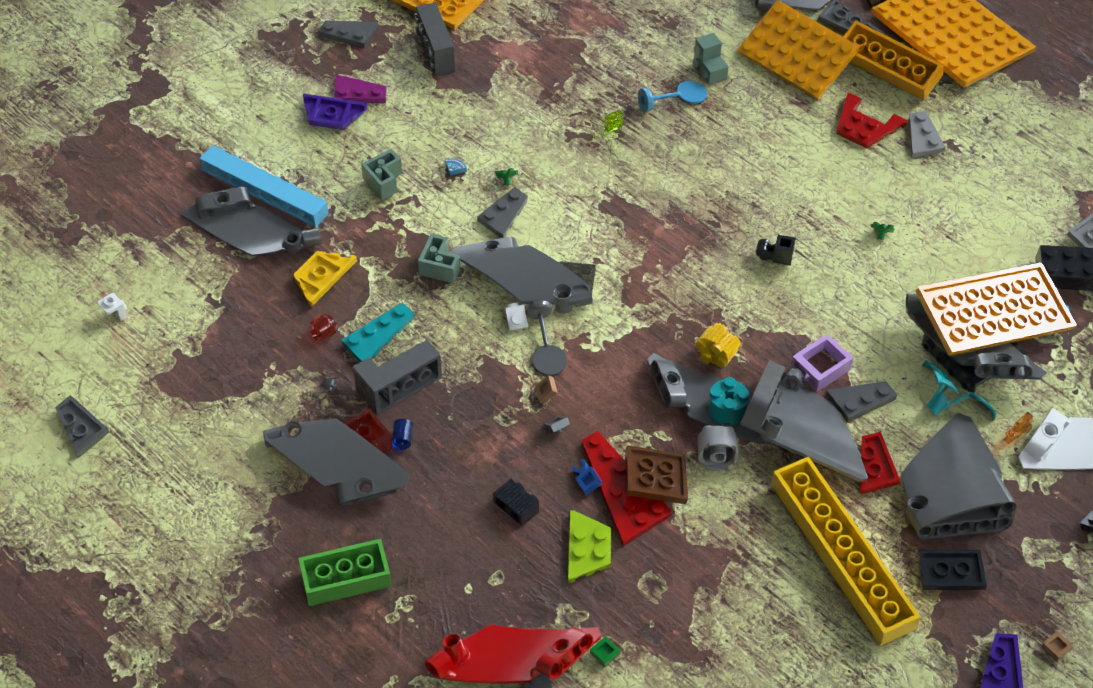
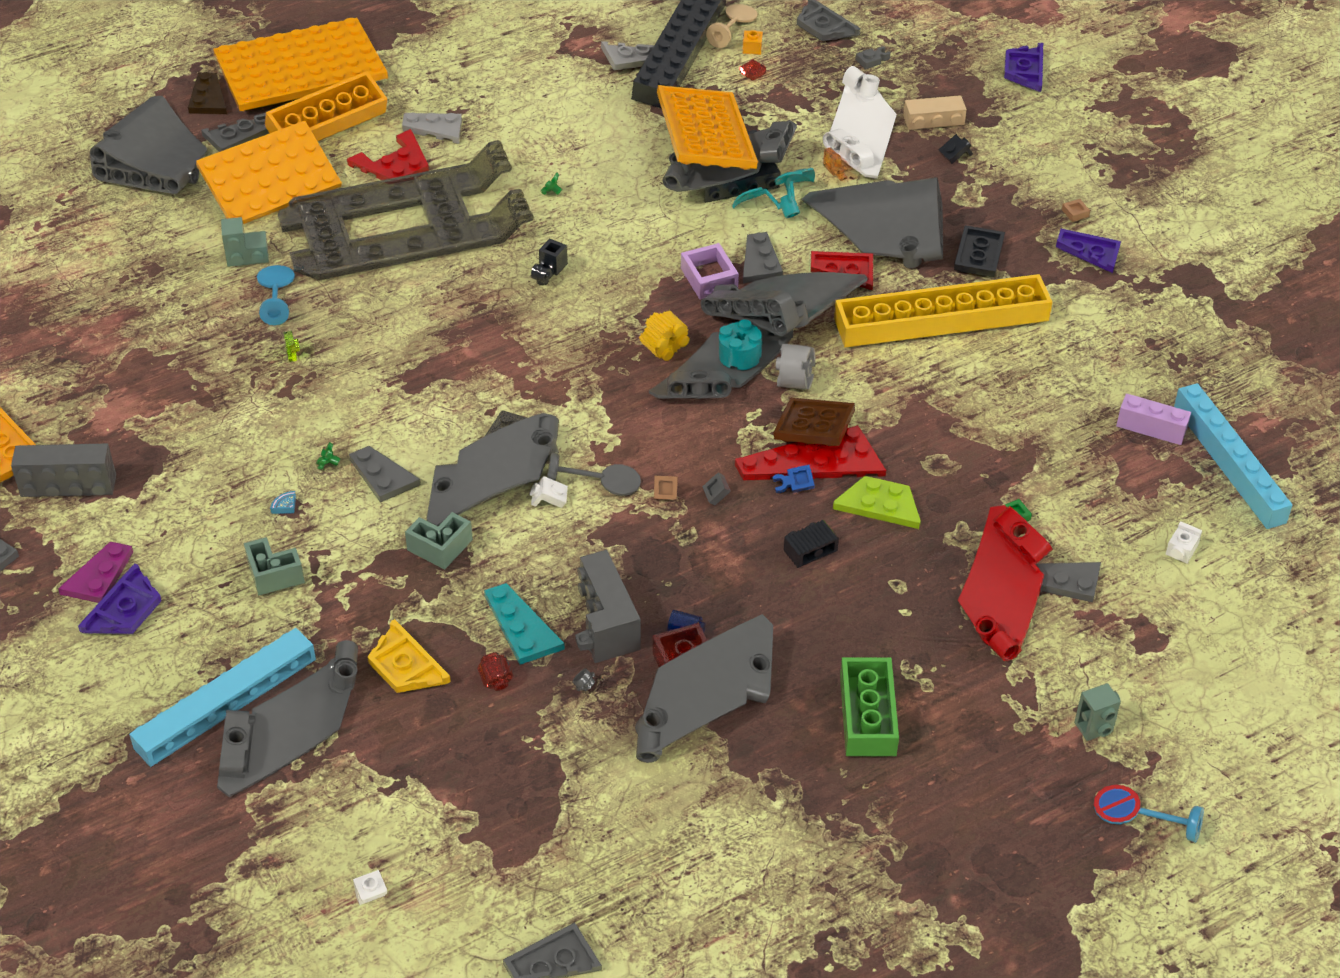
camera: 75 degrees left, 5 degrees down
(795, 181) = (437, 191): none -> clear smoke bracket

